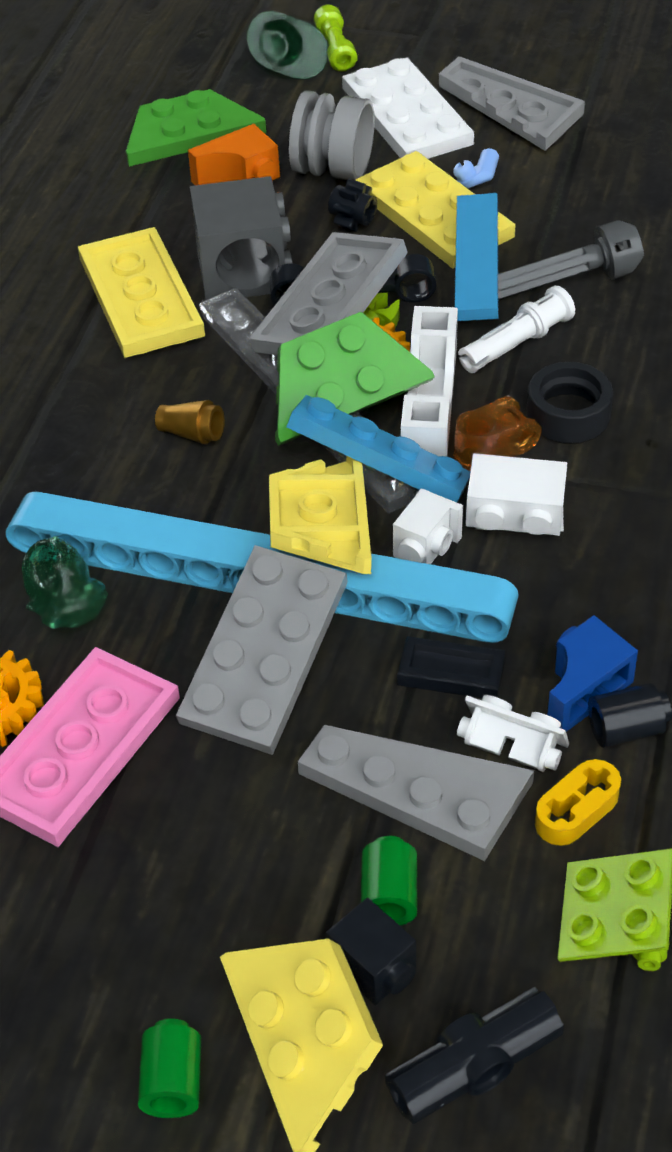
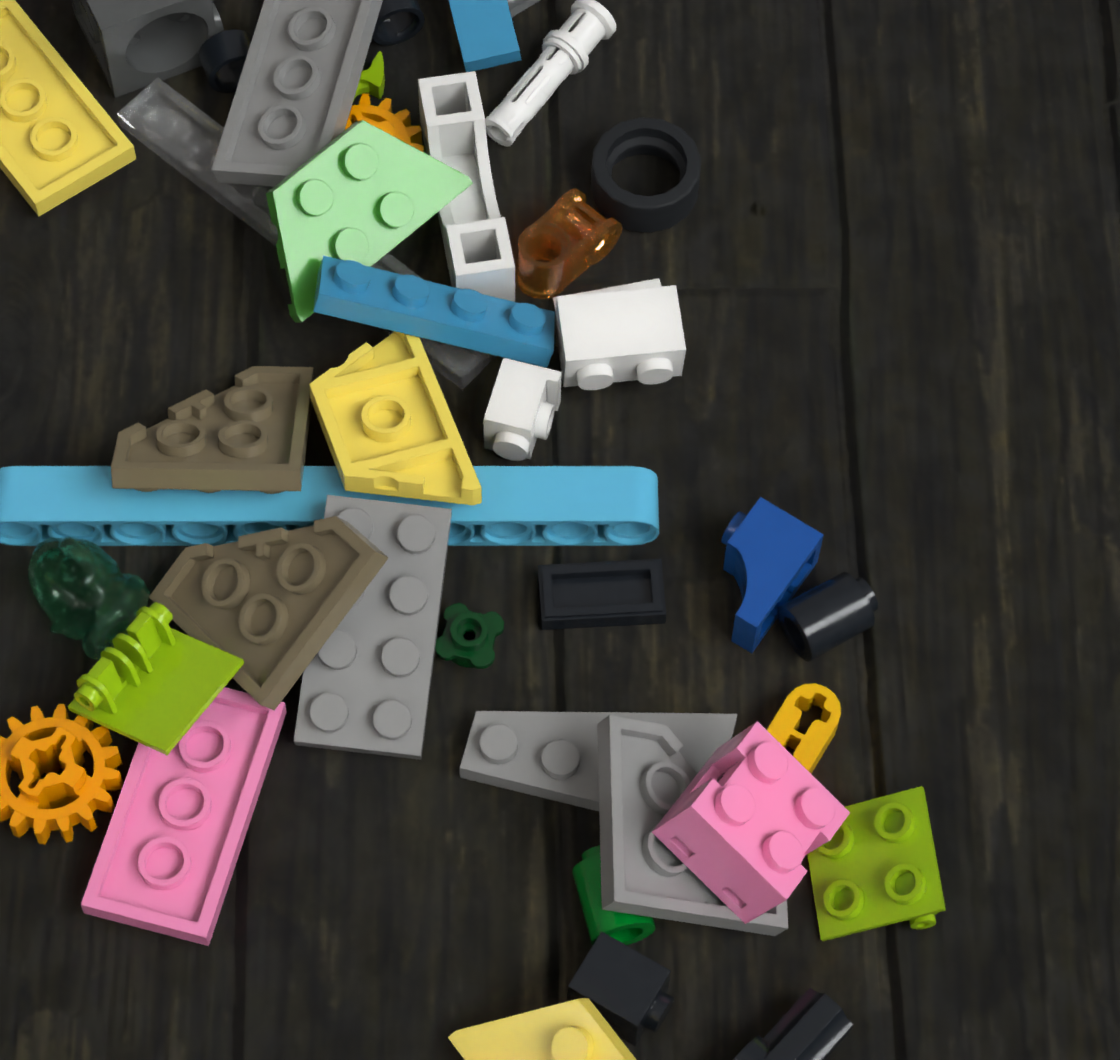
camera: 20 degrees left, 15 degrees up
(79, 642) = (153, 681): none -> lime hinge
(181, 501) = (225, 441): none -> dark tan plate
(189, 608) = (270, 597): none -> dark tan plate
(193, 420) = (169, 303): pearl gold cone -> none
(337, 685) = (469, 653): none -> dark green plate
(454, 845) = (639, 875): none -> light grey plate
(514, 838) = (750, 822): none -> bright pink piece
(532, 736) = (675, 664): white hinge -> none

